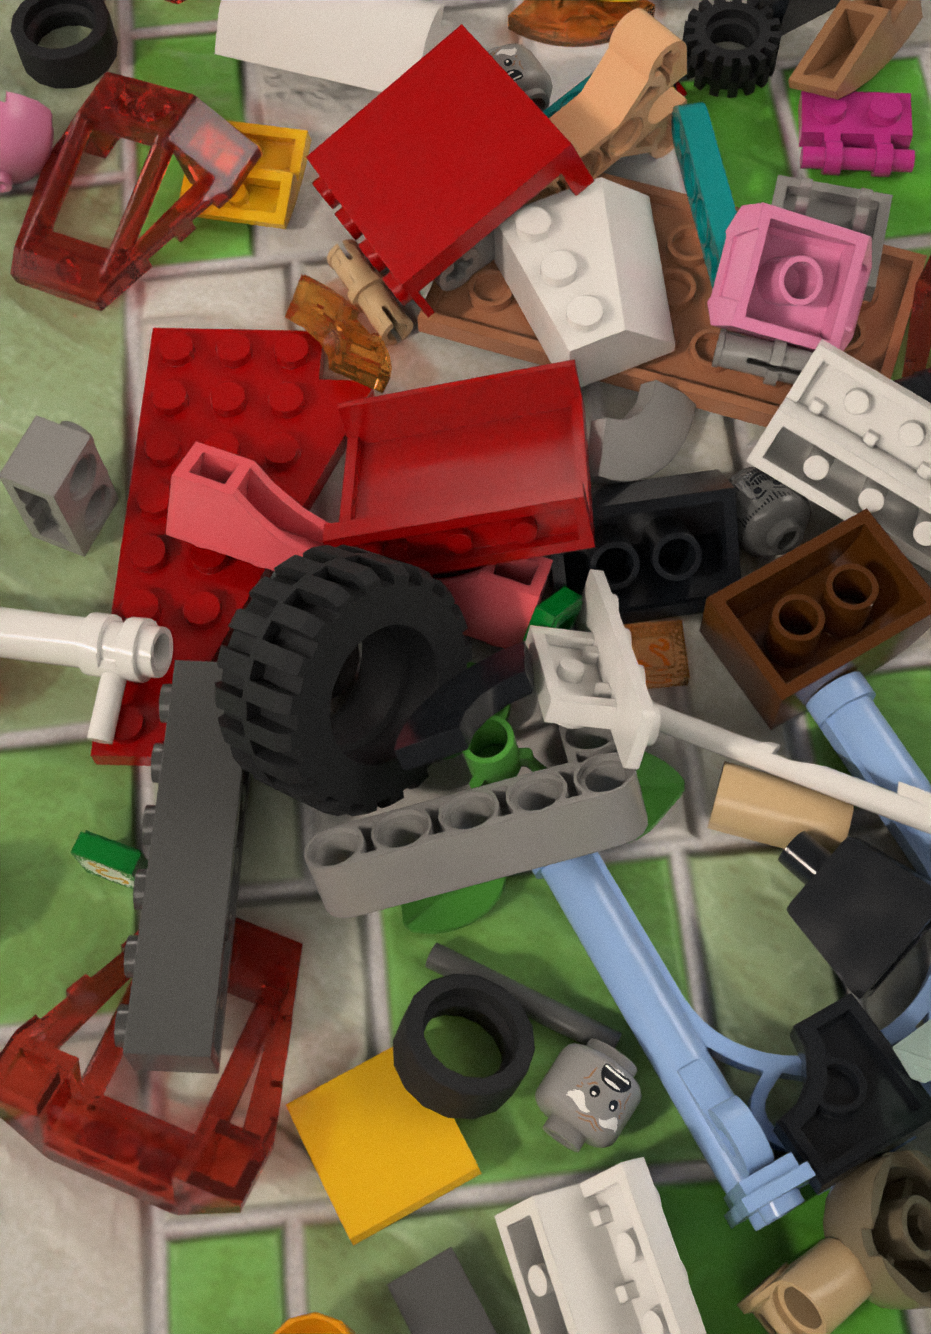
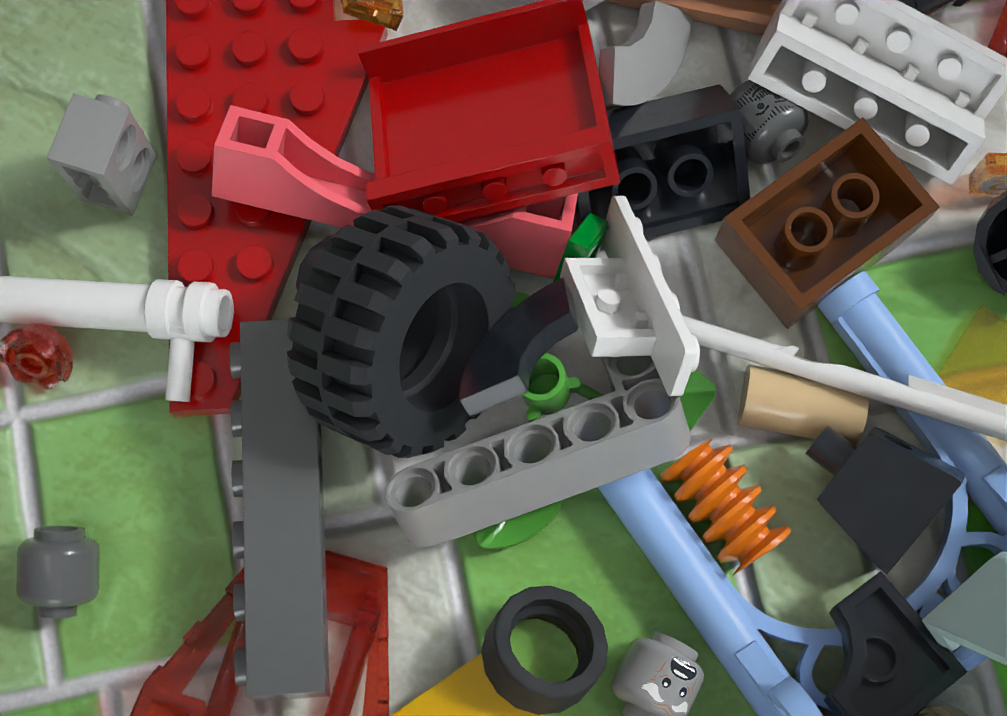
camera: 10 degrees left, 10 degrees up
(108, 858) = (204, 510): green tile -> none
(536, 1005) = (602, 602): dark grey bar -> none
(662, 652) = (682, 263): clear orange tile -> none
(680, 907) = (725, 504): none -> orange piece

